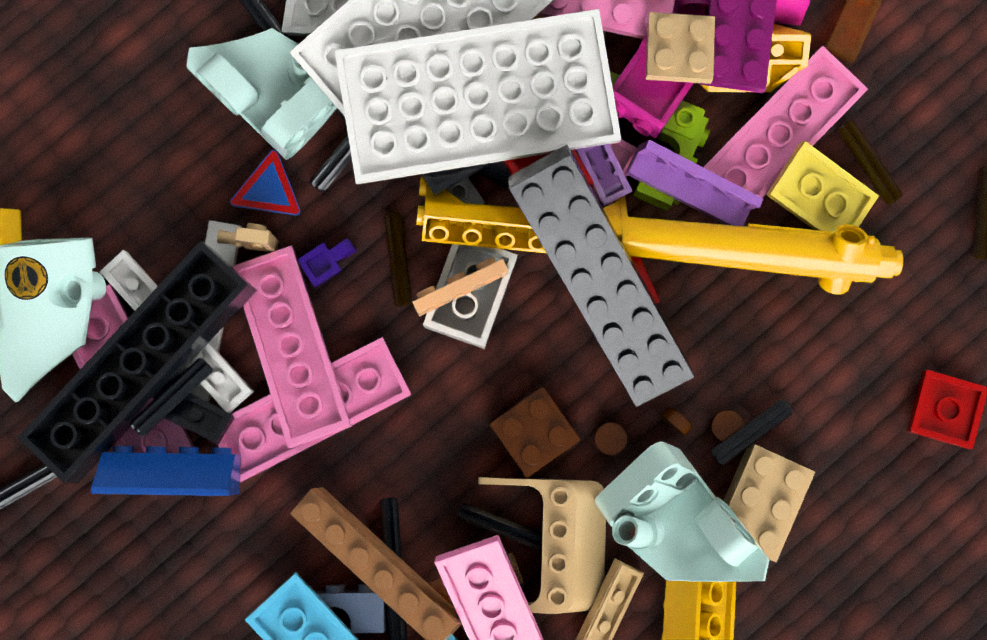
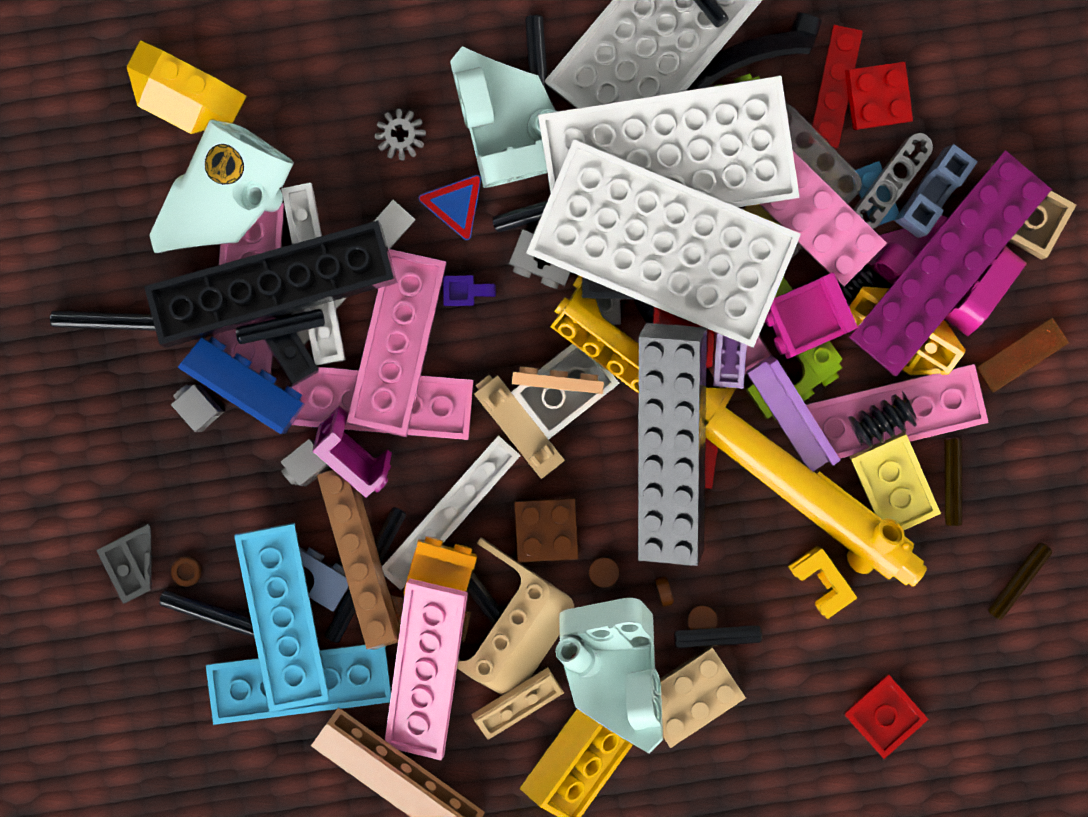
camera: 35 degrees right, 5 degrees up
(139, 521) = (196, 407): none -> light grey brick
(169, 163) = (407, 127): none -> light grey gear
(252, 238) = (421, 238): tan plate -> none
(272, 509) = (303, 465): none -> light grey brick
(310, 479) = (348, 457): none -> magenta panel
(365, 203) = (525, 264): none -> light grey brick
(397, 259) = (524, 324): dark brown axle -> none
(435, 472) = (453, 506): none -> white plate
(449, 353) = (518, 425): none -> tan brick
(458, 524) = (442, 564): none -> light orange bracket
(680, 48) = (848, 302): tan plate -> none
(775, 140) = (883, 420): none -> black piece
(837, 320) = (839, 596): none -> yellow panel

